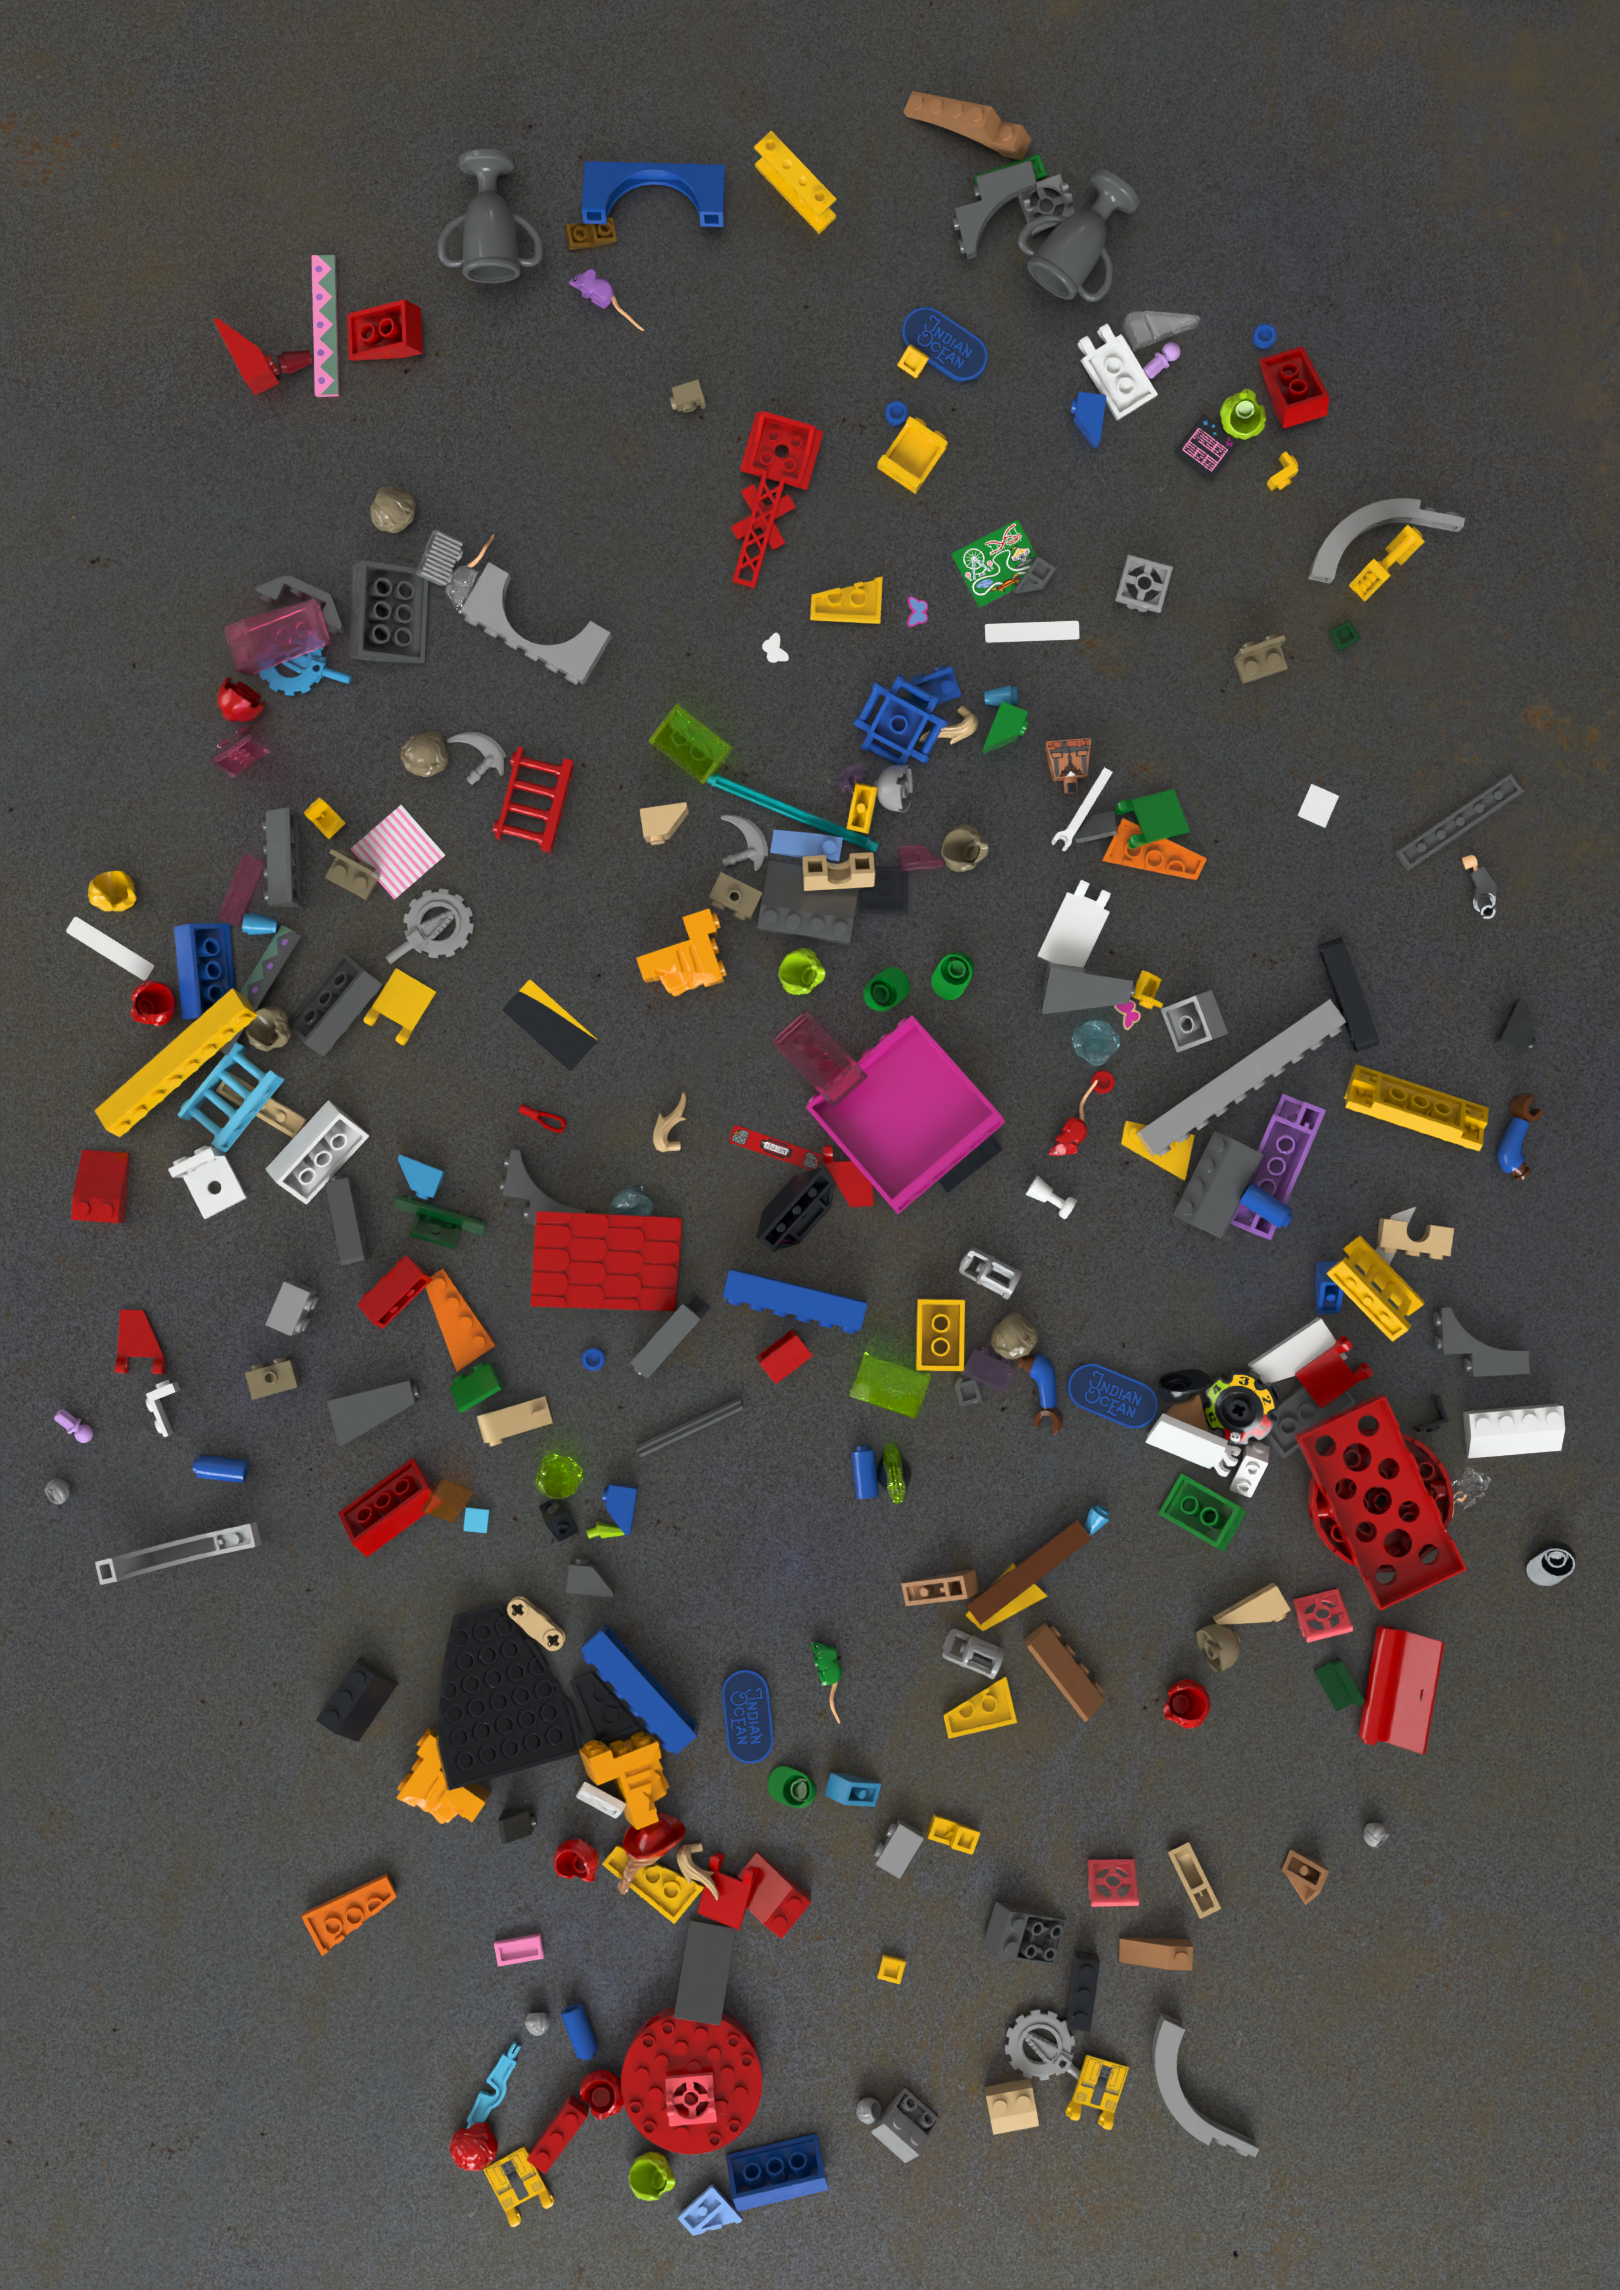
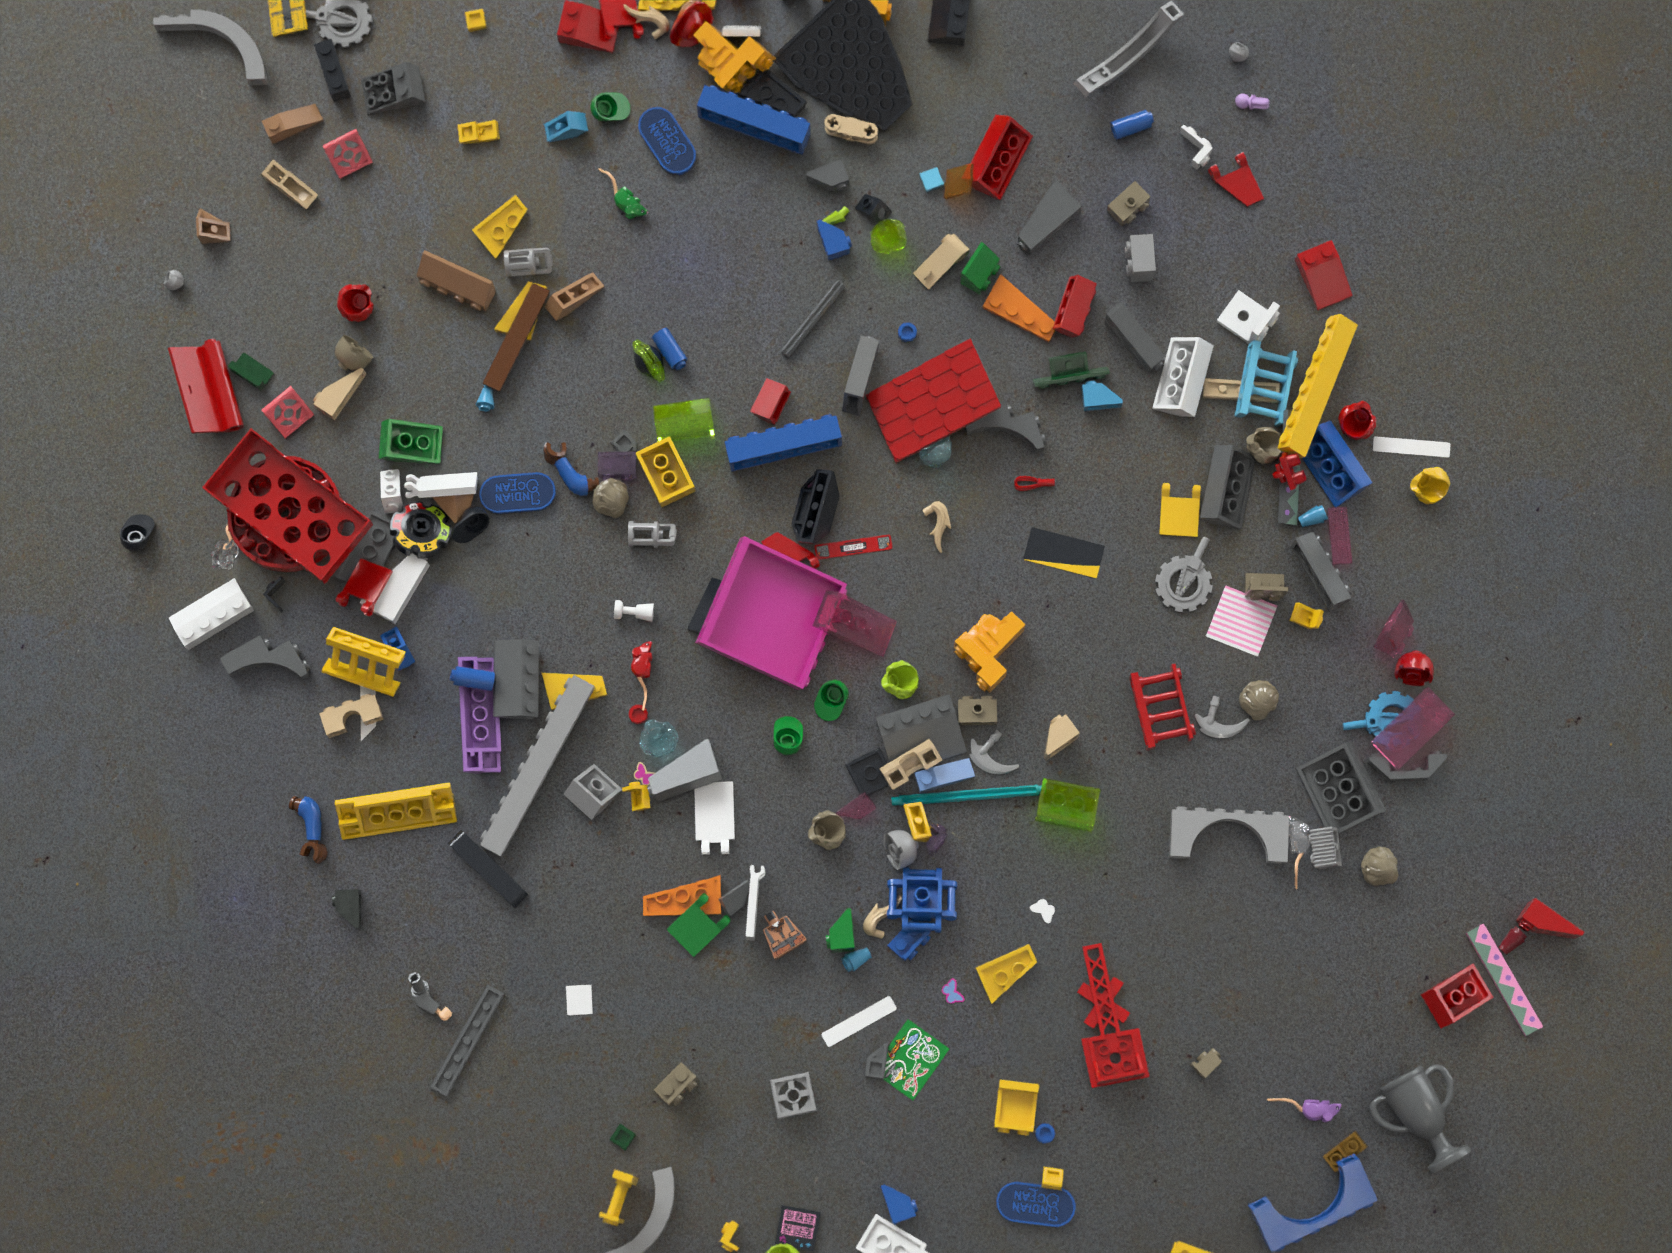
camera: 150 degrees right, 10 degrees down
(254, 991) = (1288, 462): none -> red hips
(898, 1848) = (512, 103): light grey brick -> none

